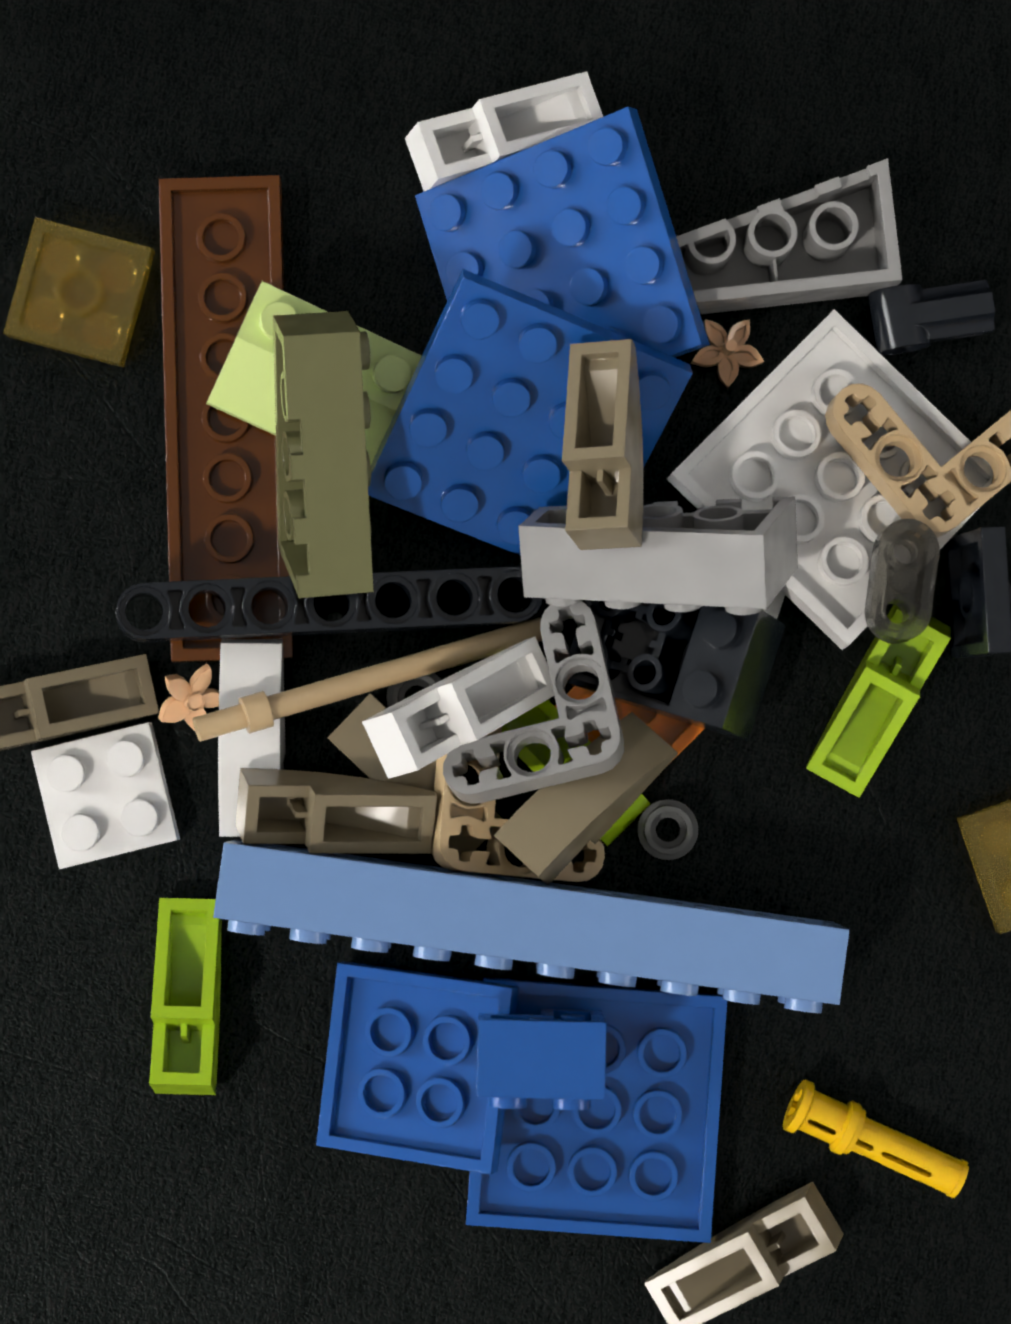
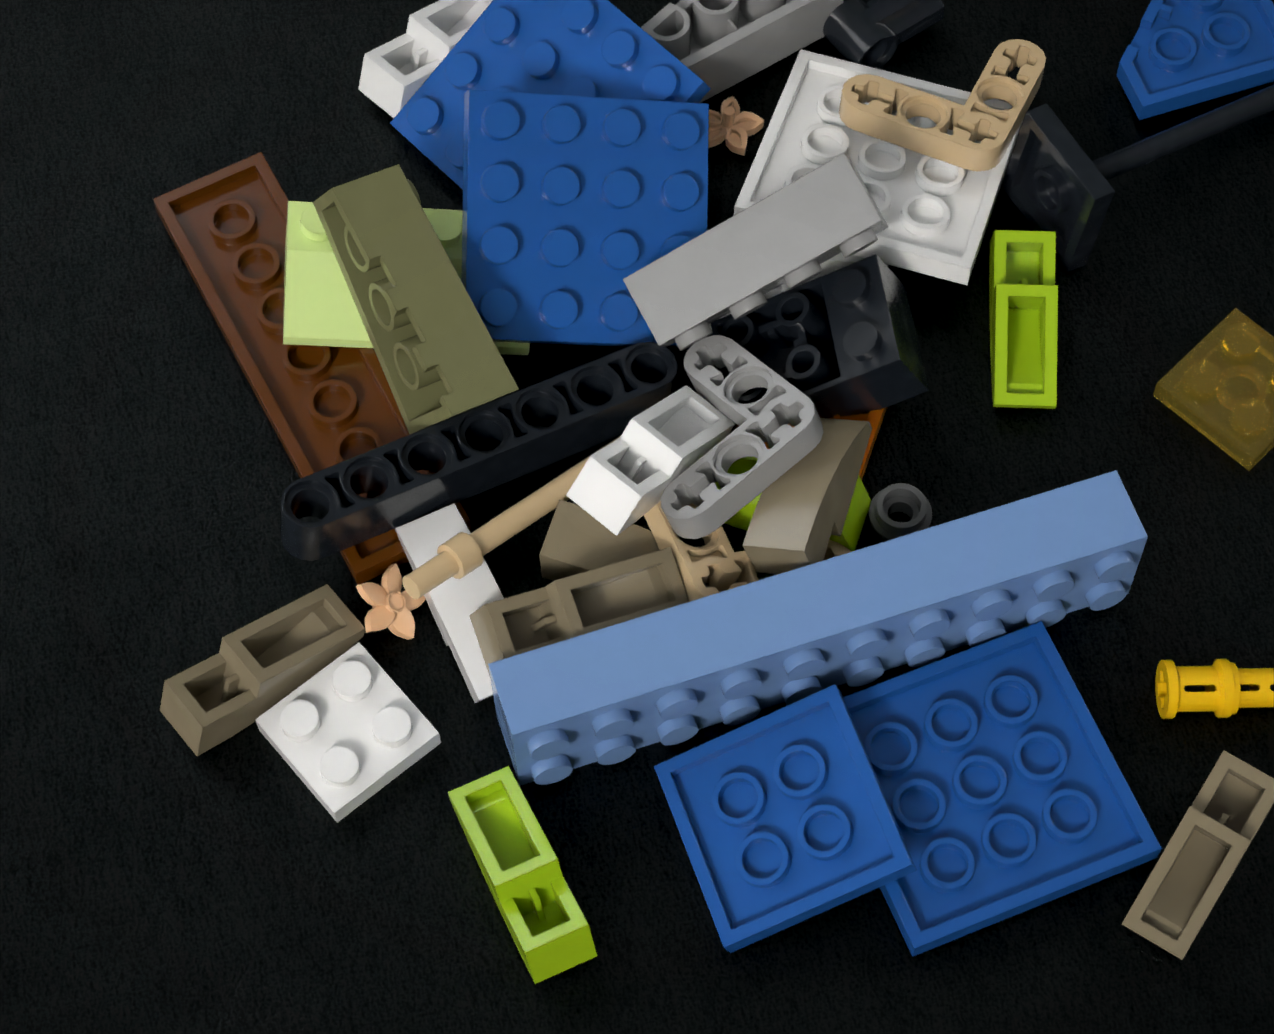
camera: 25 degrees left, 25 degrees down
(79, 292) = (120, 320): clear yellow plate -> none
(542, 1058) = (902, 713): blue brick -> none
(604, 446) = (665, 166): dark tan slope -> none
(902, 584) = (985, 196): clear smoke plate -> none

